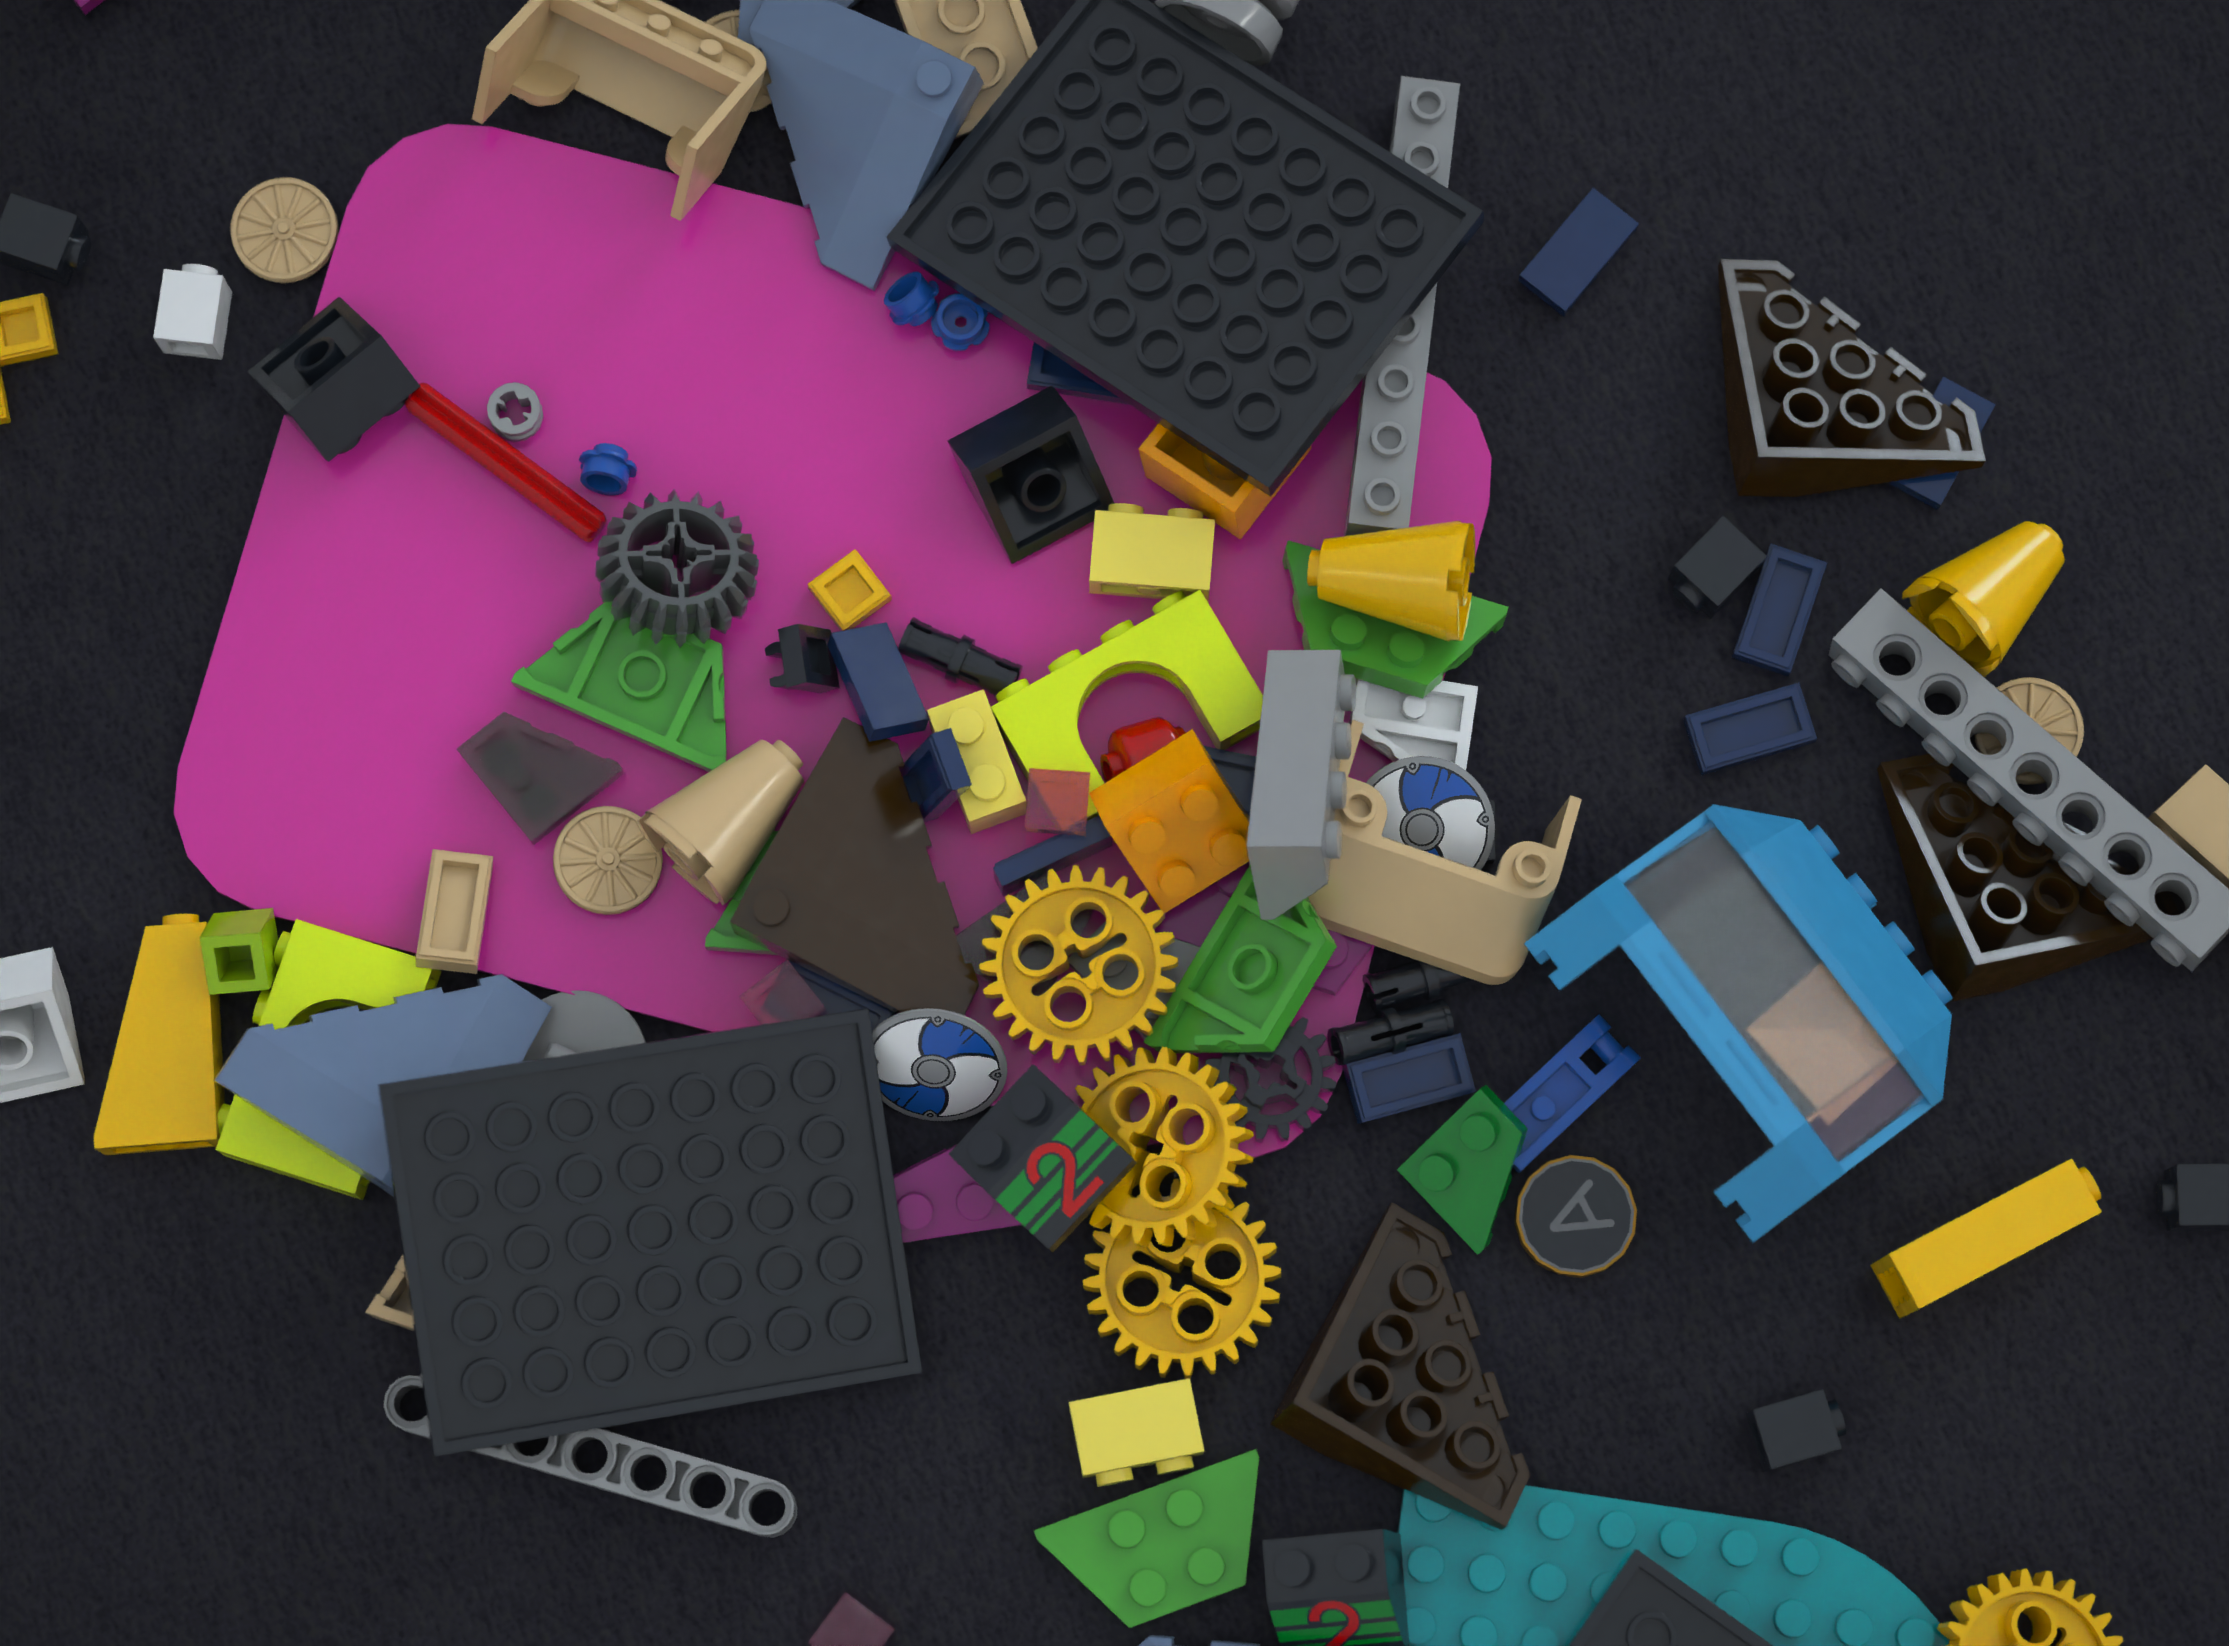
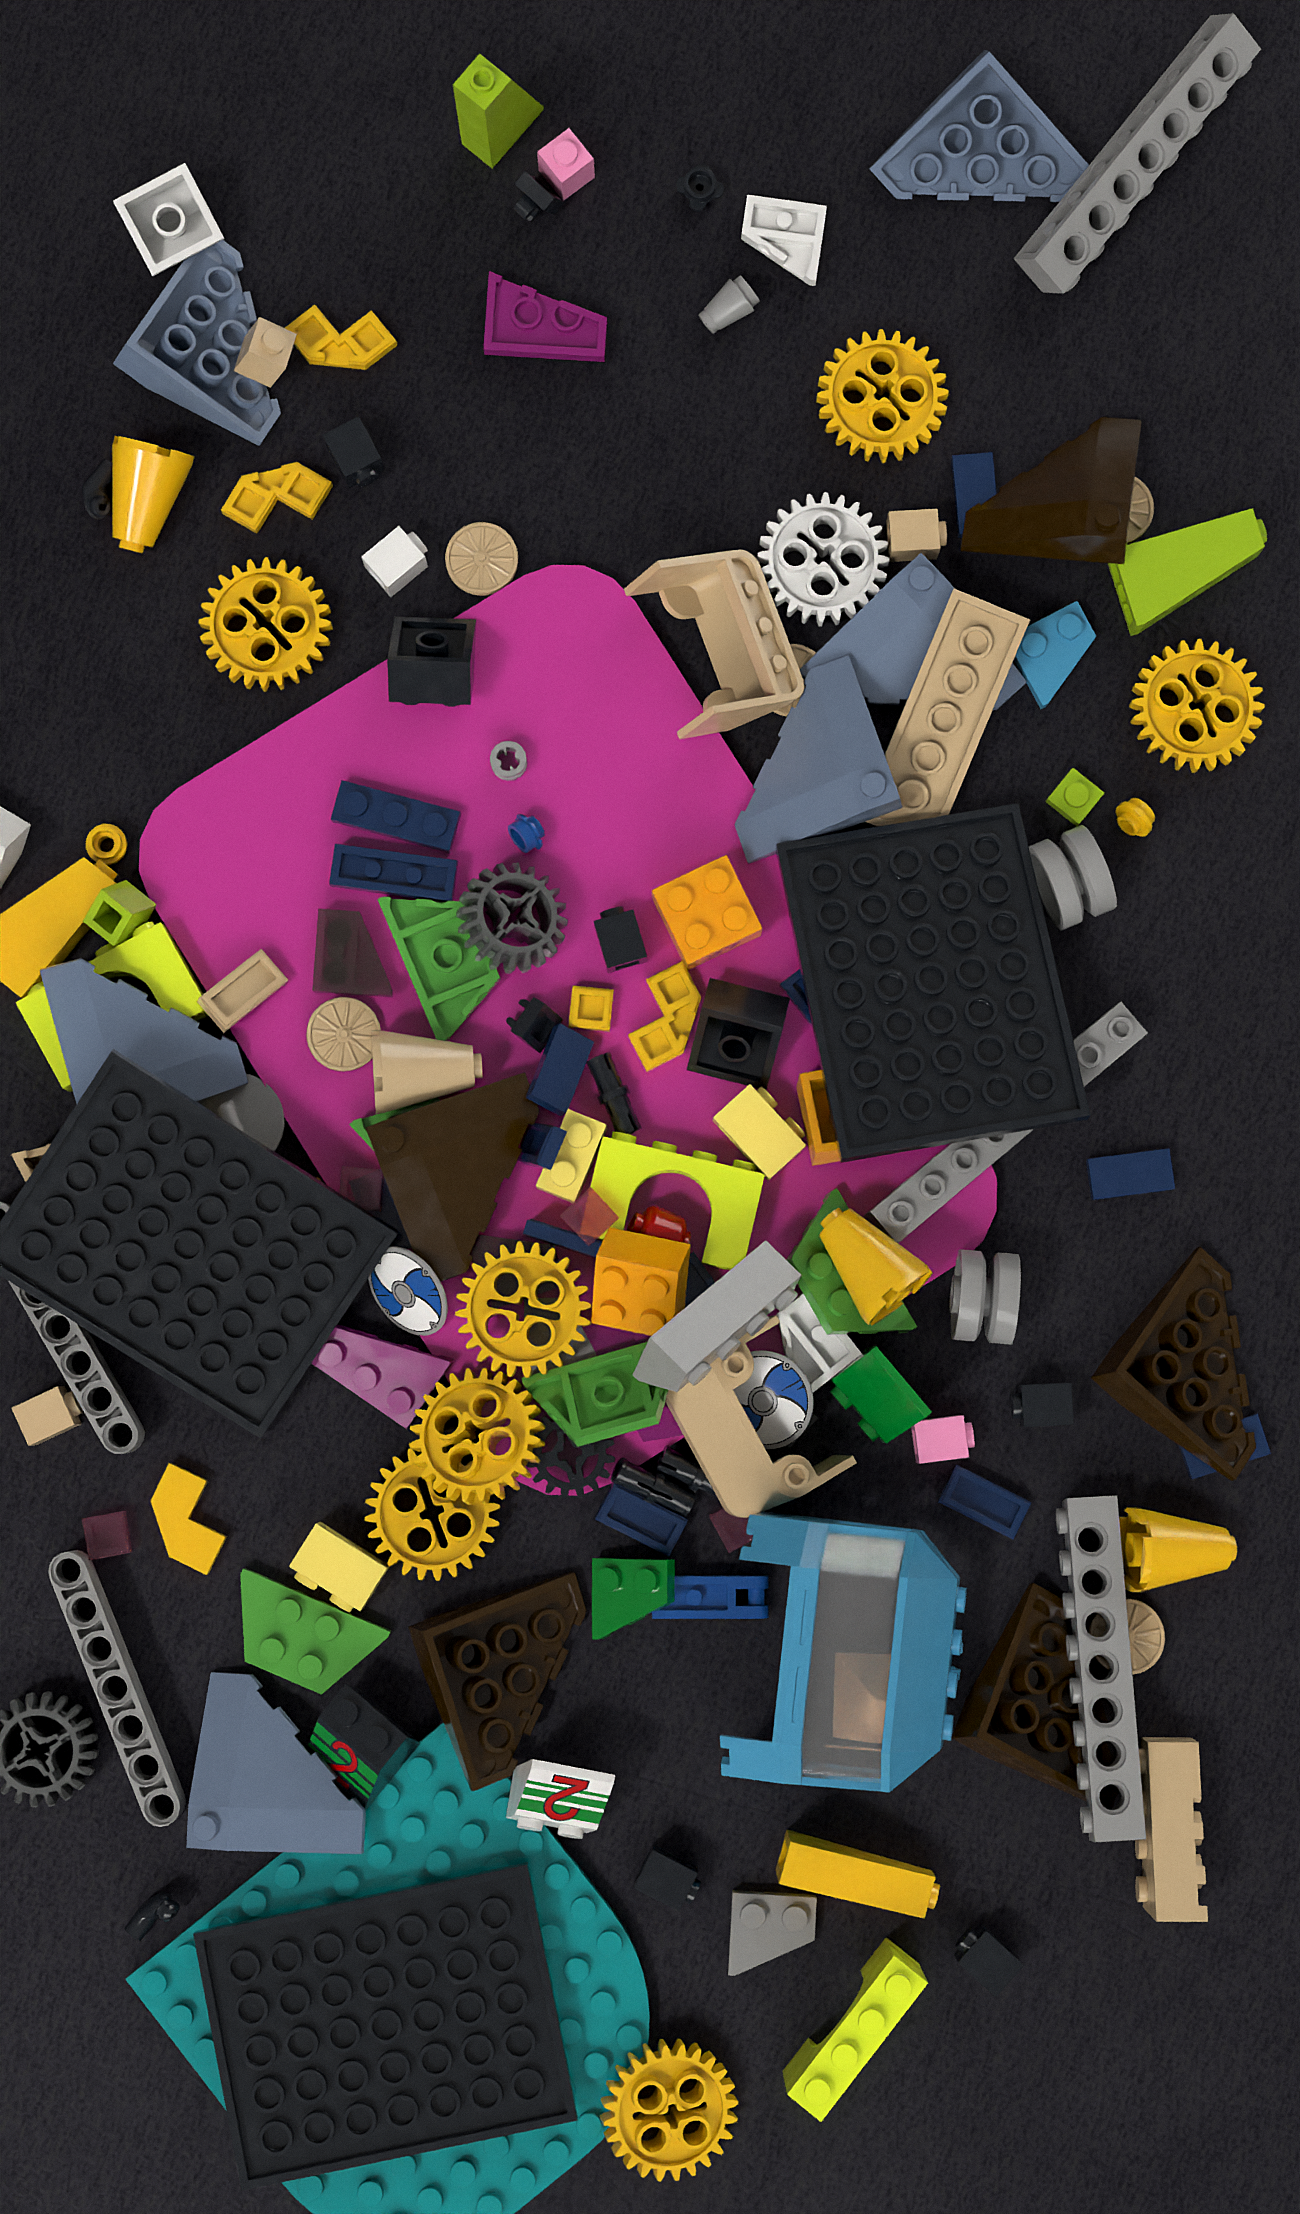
camera: 45 degrees right, 5 degrees up
(106, 557) = (239, 648): none -> yellow gear
(145, 881) = (103, 832): none -> yellow plate
(447, 580) = (395, 816): none -> dark blue plate
(502, 640) = (393, 873): none -> dark blue plate
(506, 462) = (480, 783): red axle -> none
(667, 1562) = (48, 1415): none -> tan brick
(813, 489) = (620, 939): none -> black brick
(879, 377) = (706, 912): none -> light orange brick
(912, 299) = (762, 886): blue plate -> none
(938, 502) = (669, 1034): none -> yellow tile
(940, 1558) = (183, 1537): none -> yellow tile
(957, 337) = (768, 913): blue plate -> none
(1042, 1158) = (413, 1391): black slope -> none
(1519, 999) = (731, 1529): none -> clear pink tile
(1538, 708) = (878, 1396): none -> green slope
(1550, 508) = (987, 1297): none -> light grey wheel
(1575, 1216) = (660, 1666): black tile -> none
(1601, 1445) = (558, 1797): none -> white slope
(1643, 702) = (942, 1439): none -> bright pink brick
(1779, 610) = (1057, 1455): dark blue tile -> none
(1948, 1384) = (768, 1926): none -> light grey wing
(2154, 1457) = (824, 2071): none -> neon yellow arch

